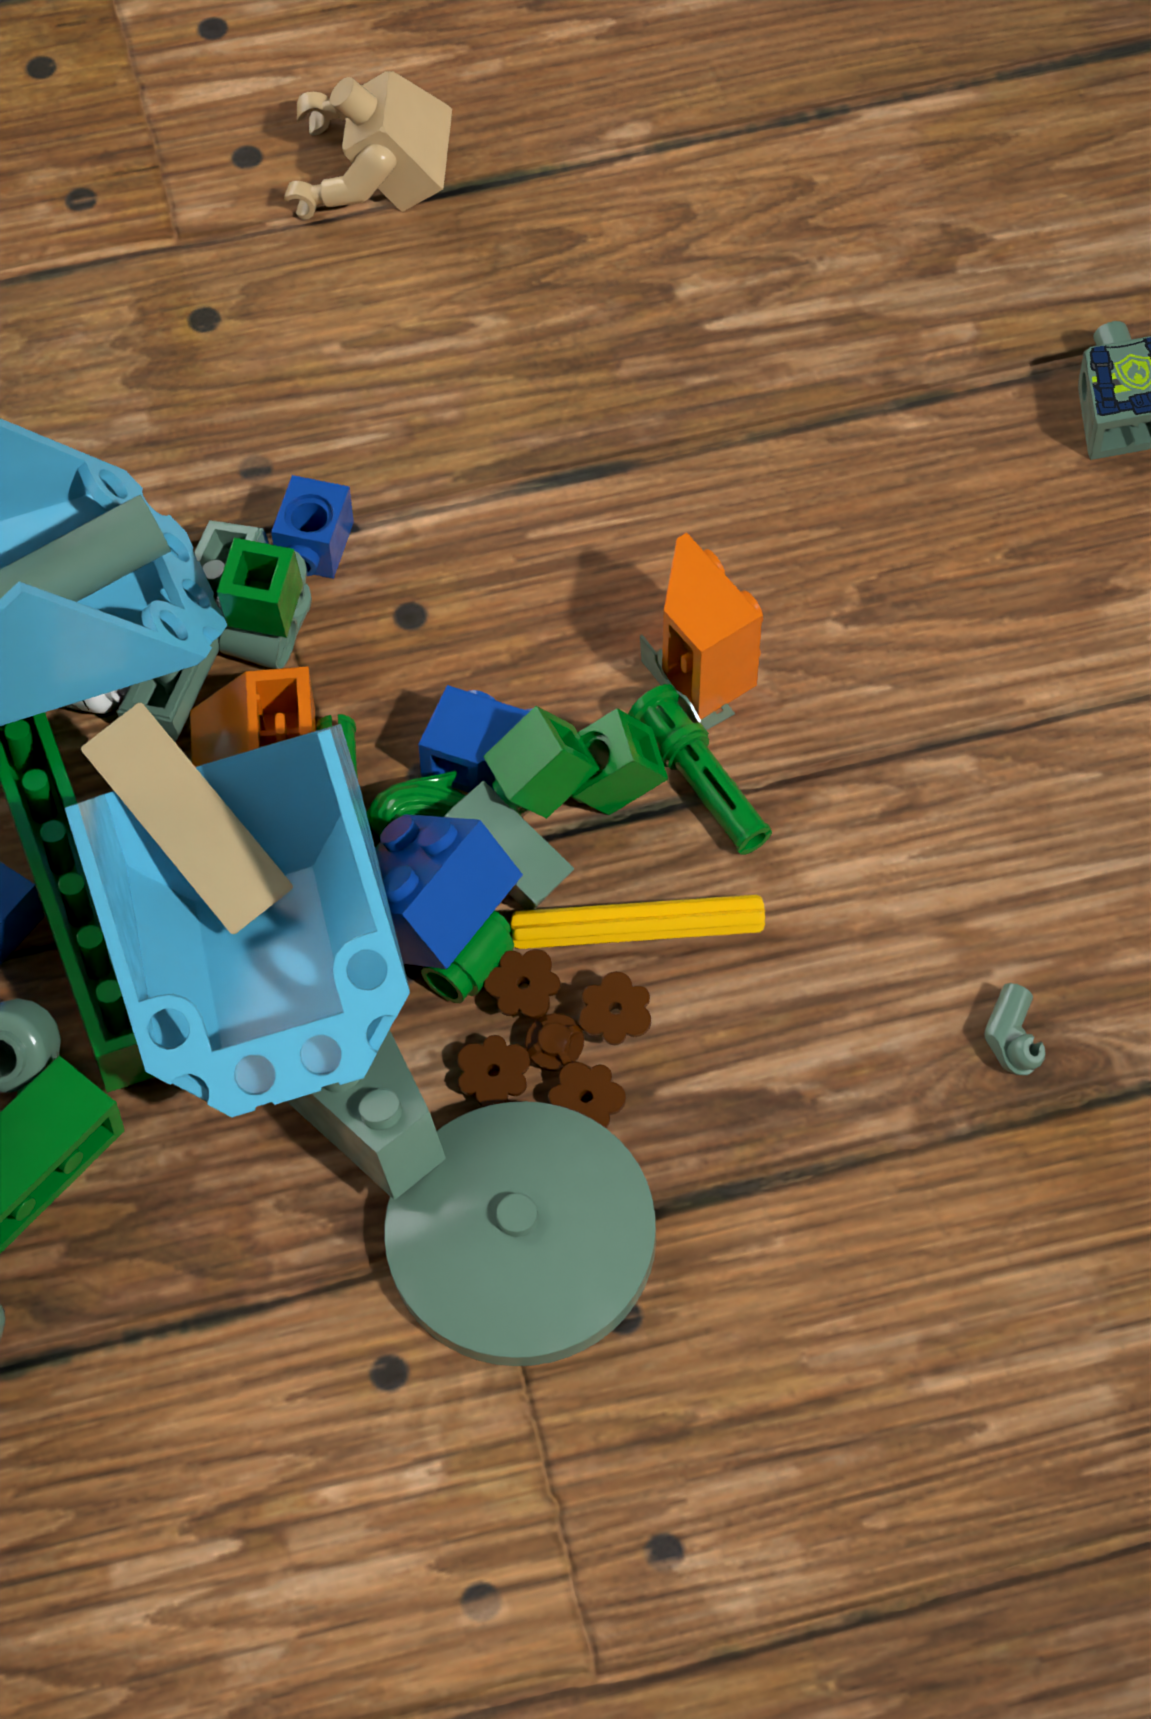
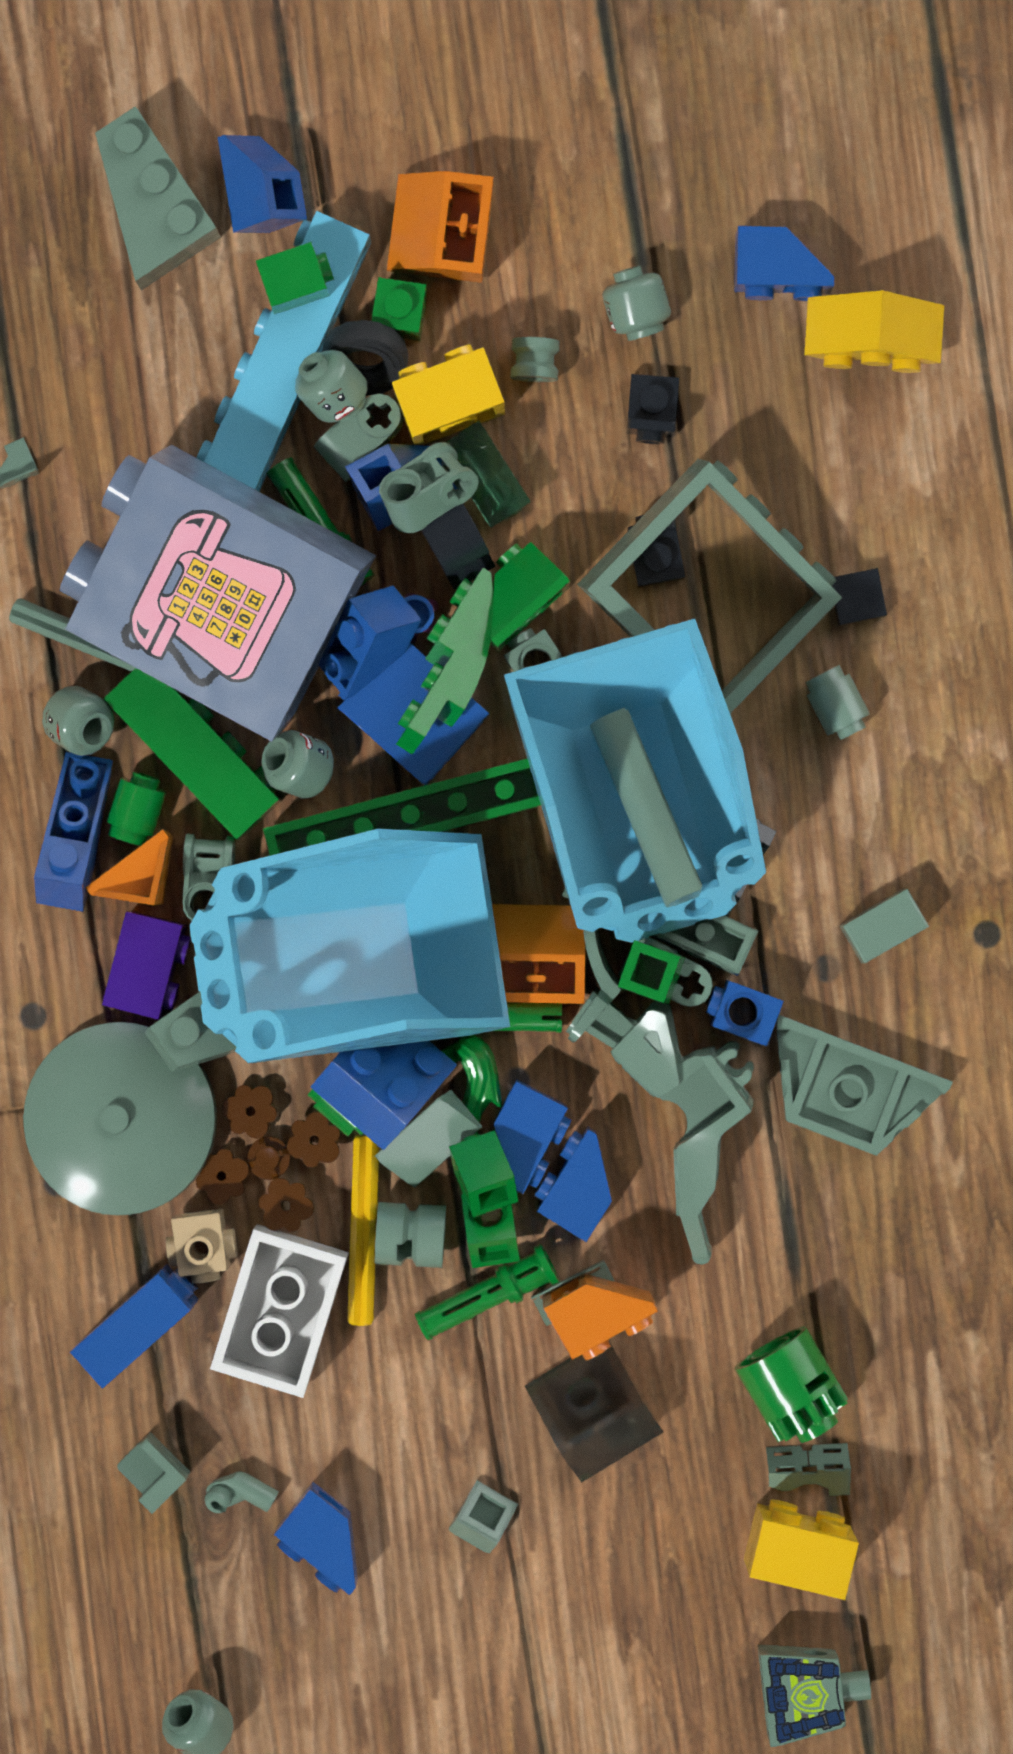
camera: 95 degrees right, 30 degrees up
(82, 1252) = (136, 808): none -> green brick
(123, 1329) = (73, 832): none -> blue slope
(171, 1150) = (200, 871): none -> sand green piece
(174, 1227) = (140, 875): none -> orange slope
(187, 818) = (449, 903): tan sticker -> none
(197, 403) = (884, 925): none -> sand green piece
(300, 1215) = (146, 965): none -> dark purple brick
(398, 420) = (849, 1088): none -> sand green wing
(399, 551) = (698, 1083): none -> sand green piece
(551, 671) = (580, 1190): none -> blue slope
(634, 851) = (410, 1234): none -> sand green wheel
(680, 1099) = (205, 1227): none -> tan brick
(755, 991) = (279, 1310): none -> white brick
(762, 428) = (792, 1386): none -> green gear
(801, 1158) = (135, 1325): none -> blue brick
(831, 637) = (593, 1411): none -> clear smoke slope
(873, 397) = (836, 1480): none -> sand green piece
(958, 395) = (801, 1549): none -> yellow brick
(993, 753) = (483, 1517): none -> sand green slope
(1005, 1137) = (153, 1471): none -> sand green panel
(1047, 919) = (322, 1535): none -> blue slope

